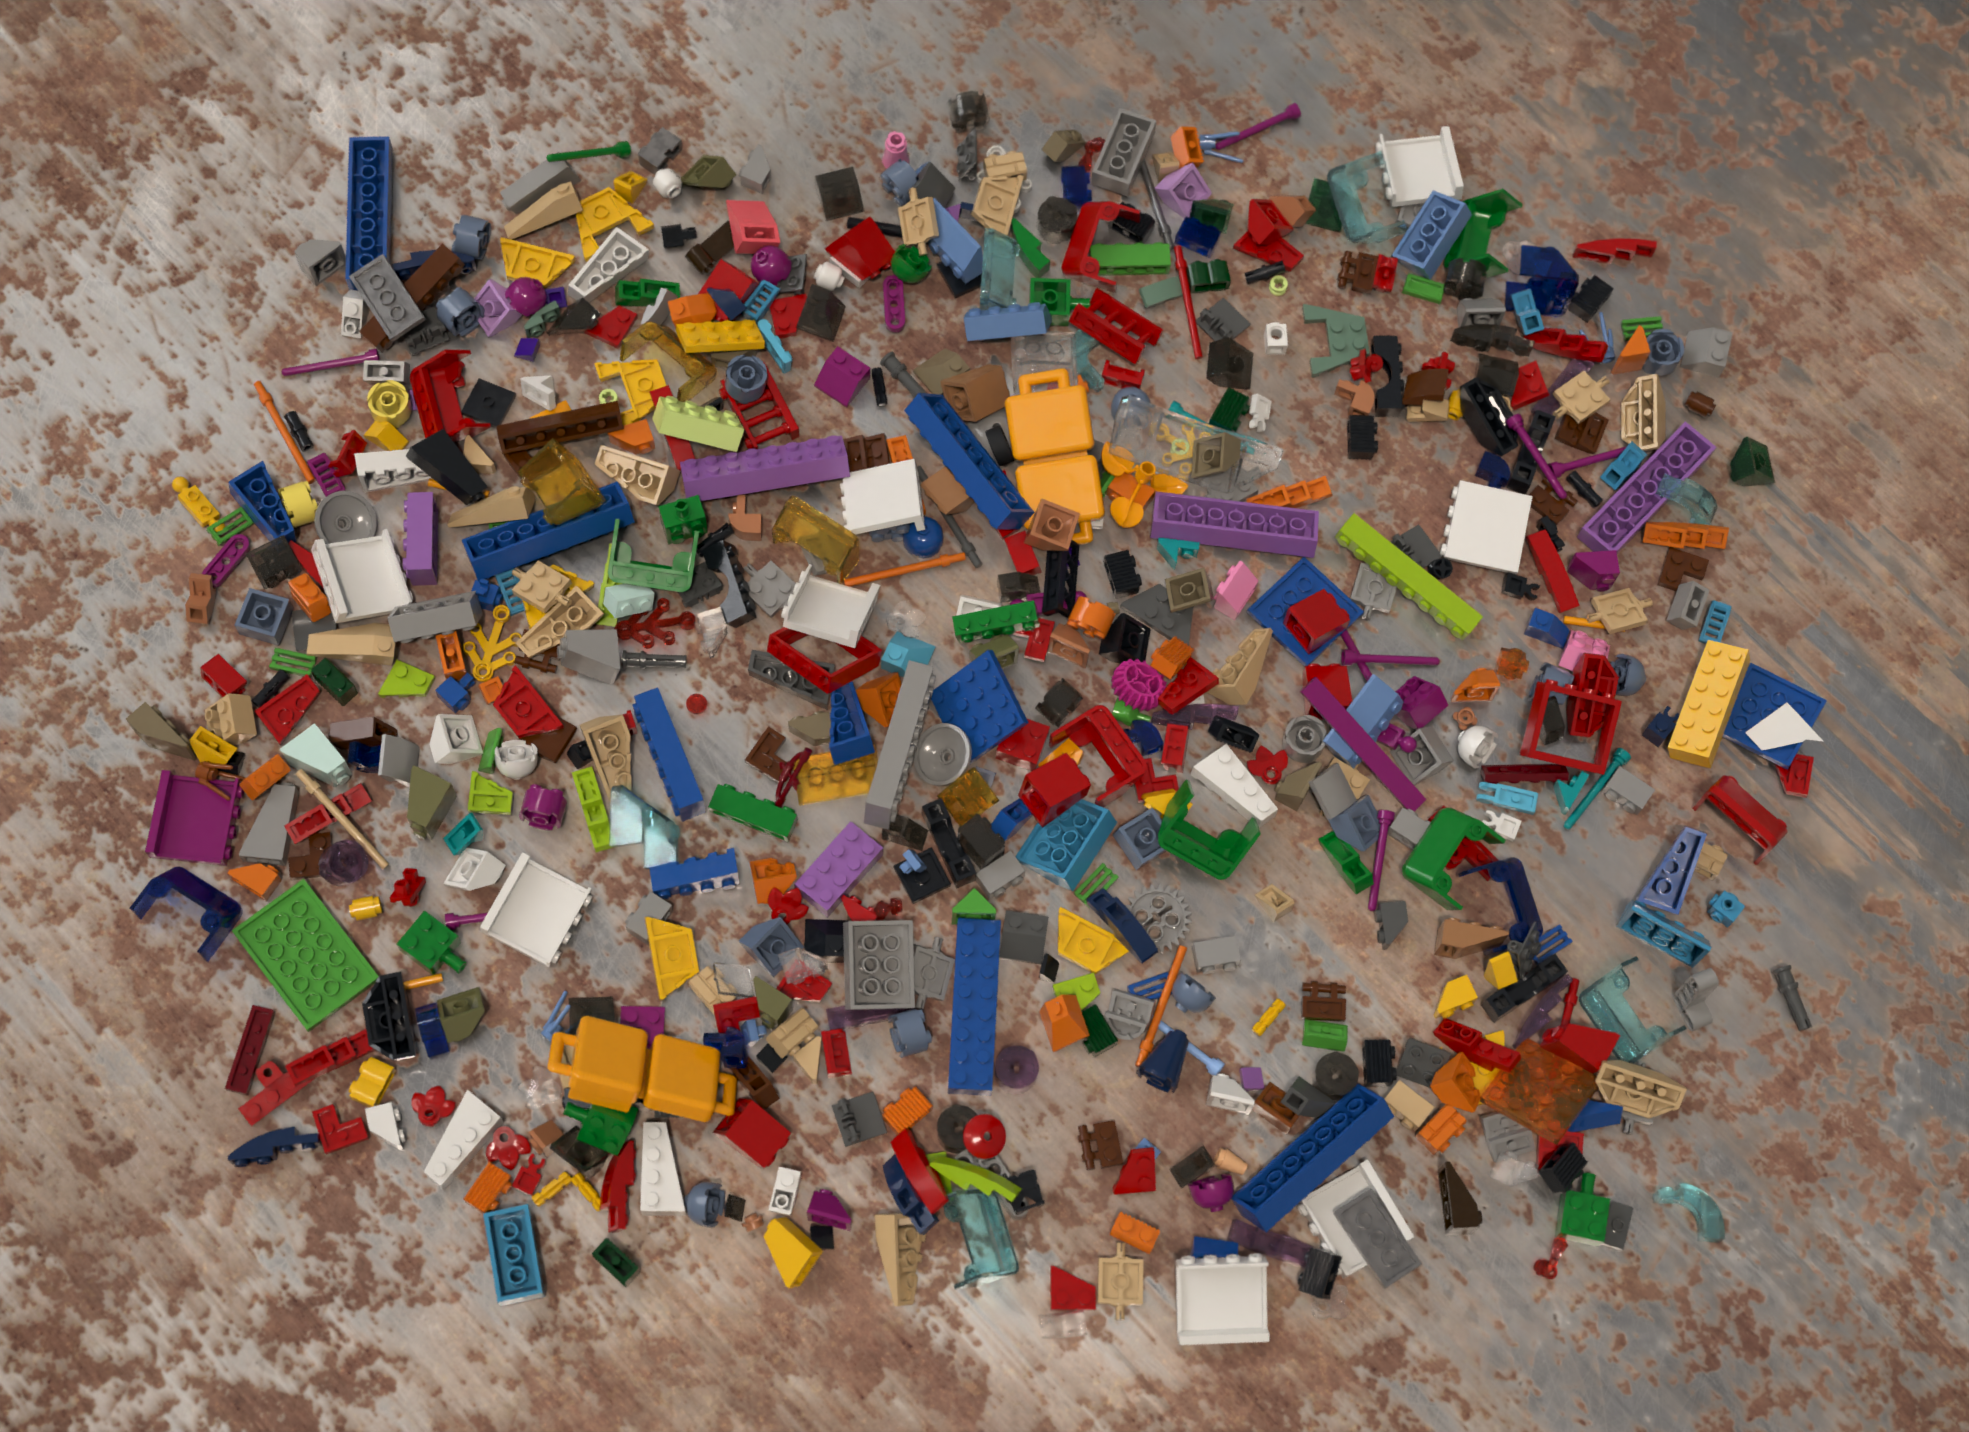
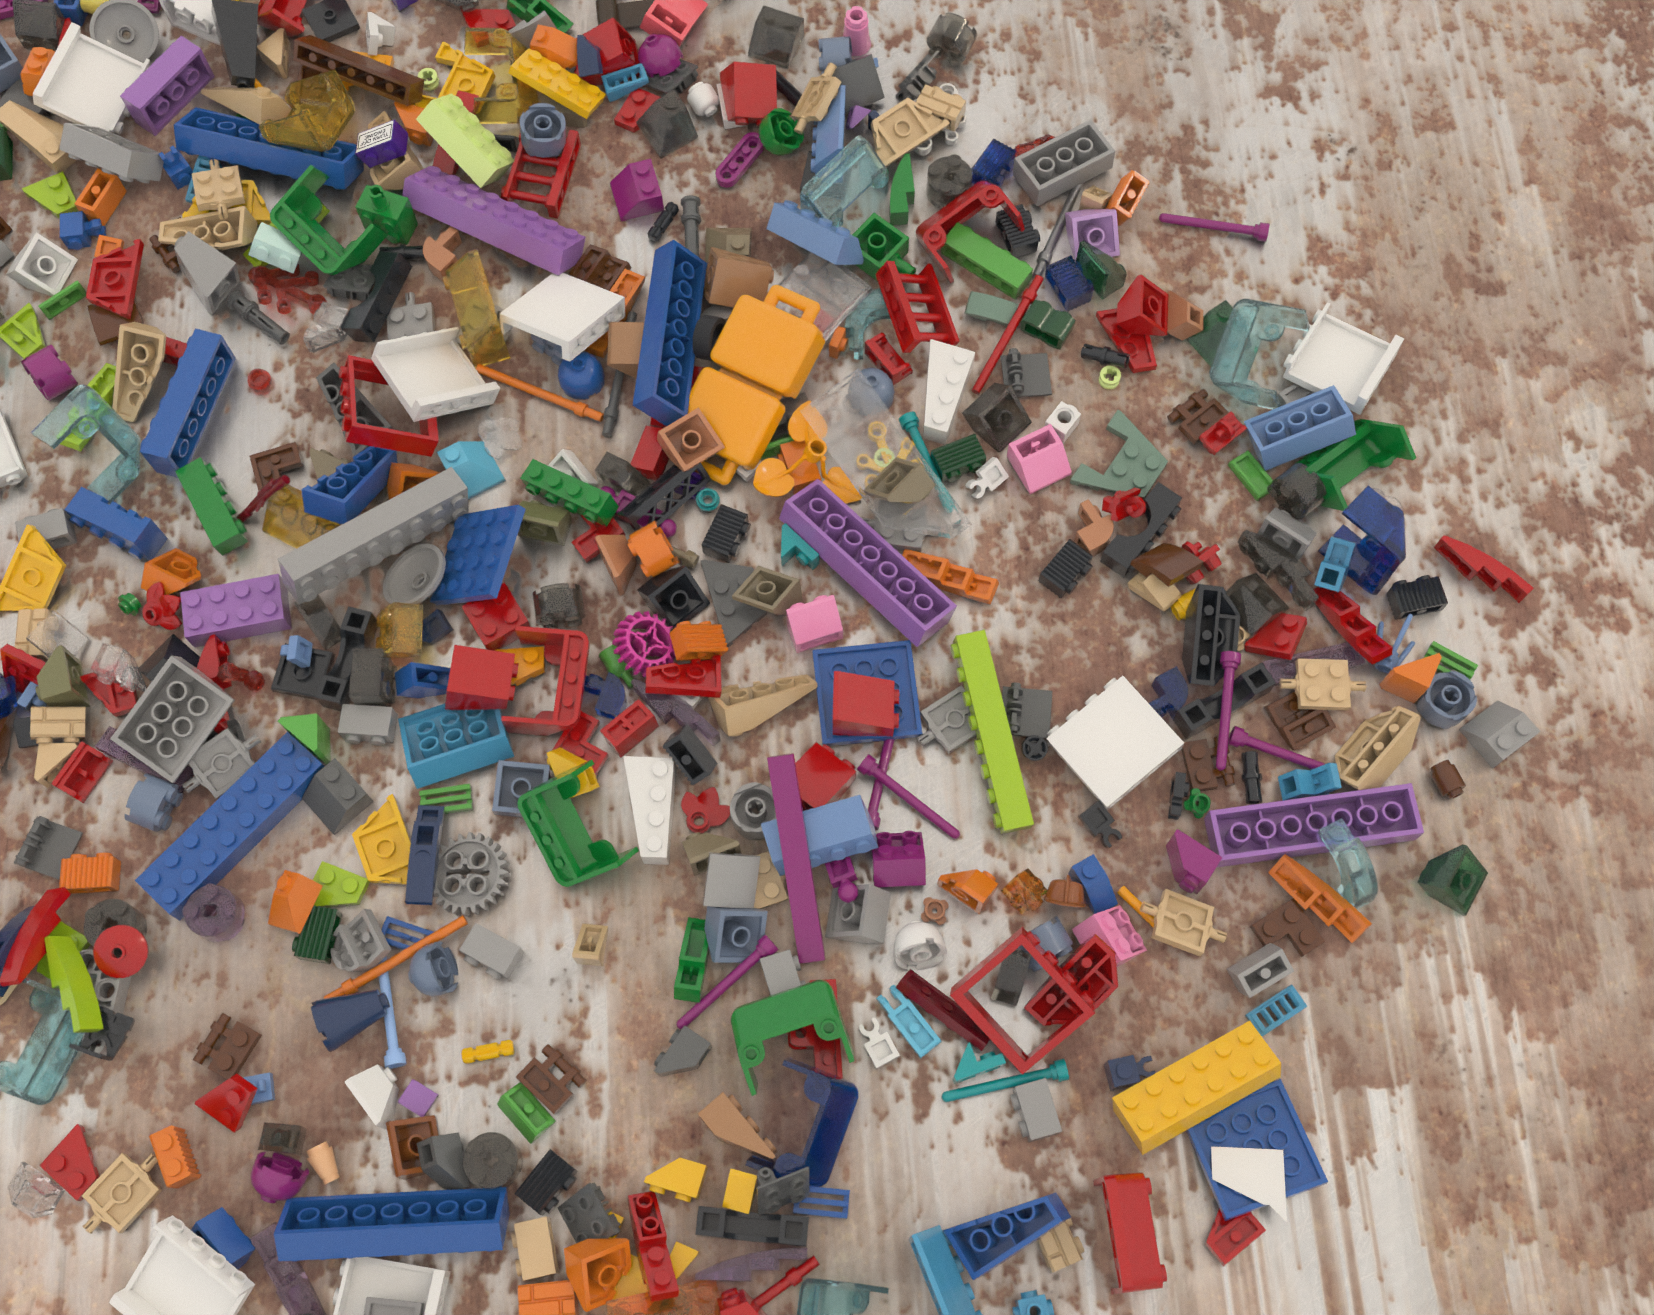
camera: 45 degrees right, 0 degrees up
(491, 647) = (123, 226): yellow plant -> none
(516, 758) = (67, 316): white cylinder -> none
(634, 469) = (382, 143): none -> dark purple brick
(756, 918) = (129, 604): none -> green plate
(767, 941) = (120, 628): sand blue slope -> none
(774, 346) = (604, 124): medium azure hinge -> none
(1049, 968) = (332, 843): black slope -> none
(1063, 144) = (1015, 122): dark tan slope -> none
(1087, 555) = (707, 493): none -> teal plate
(1177, 364) = (946, 382): none -> white wedge
(1207, 142) = (1154, 207): medium blue plant -> none
(1283, 375) = (1039, 459): none -> bright pink slope
(1538, 644) = (1065, 893): none -> dark orange piece
(1553, 571) = (1147, 832): red slope -> none
(1566, 530) = (1203, 803): none -> green plate
(1630, 674) = (1135, 993): sand blue cylinder -> none

